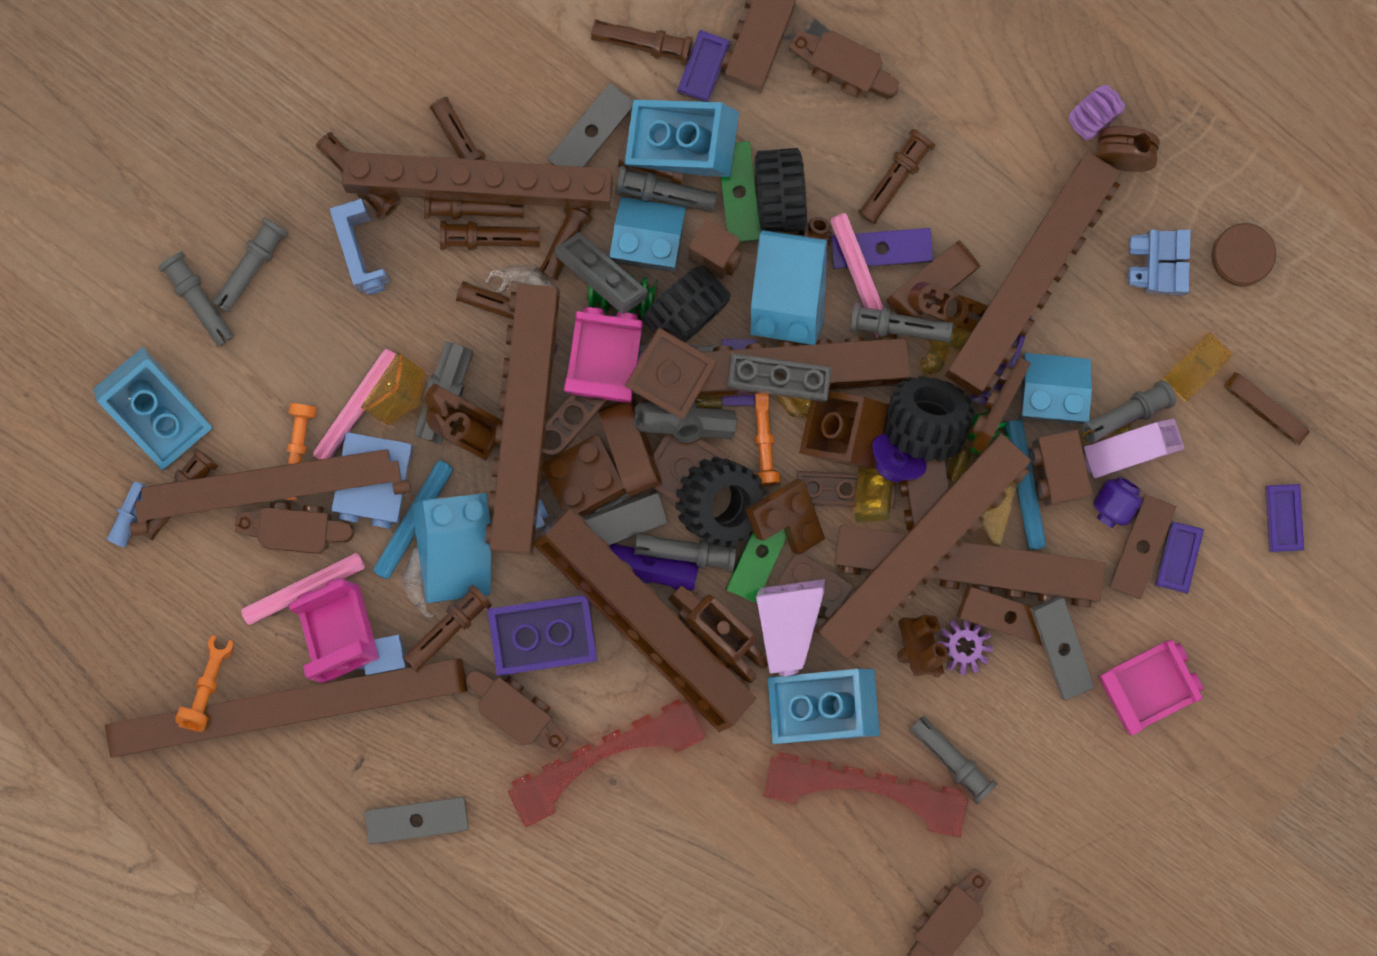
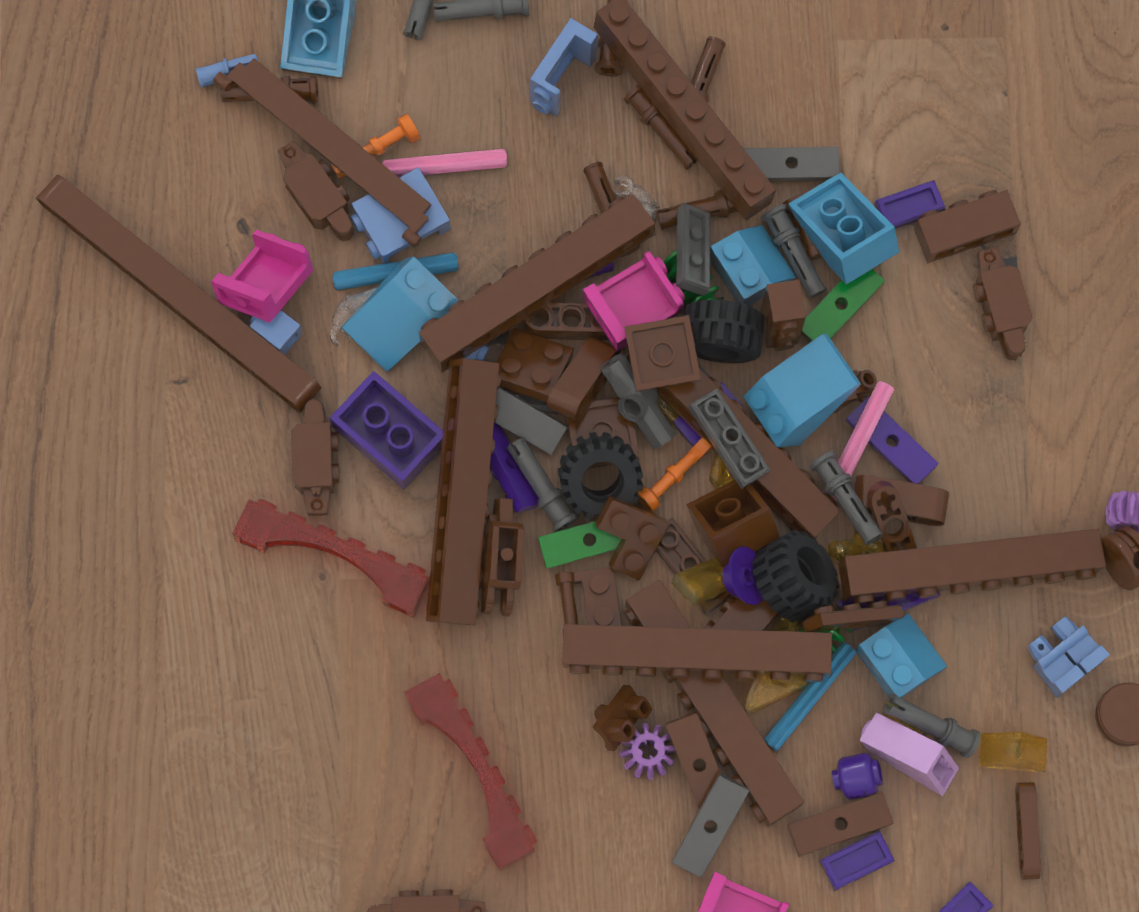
camera: 45 degrees right, 10 degrees down
(193, 717) = (114, 228): orange piece -> none
(289, 594) = (250, 223): bright pink axle -> none
(396, 390) = (479, 180): clear yellow slope -> none
(396, 823) = (159, 441): dark grey tile -> none
(449, 375) = (507, 215): dark grey piece -> none
(457, 617) = (348, 357): reddish brown pin -> none
(461, 421) = (500, 249): reddish brown piece -> none
(471, 236) = (637, 141): reddish brown pin -> none
(657, 43) = (895, 157): reddish brown pin -> none
(781, 190) = (869, 327): black tyre -> none
(788, 622) = (550, 601): lavender slope -> none
(823, 706) = (512, 684): dark azure slope -> none
(904, 164) = (968, 406): reddish brown pin -> none
(963, 770) = (553, 829): dark grey pin -> none
(1060, 468) = (846, 707): reddish brown brick -> none

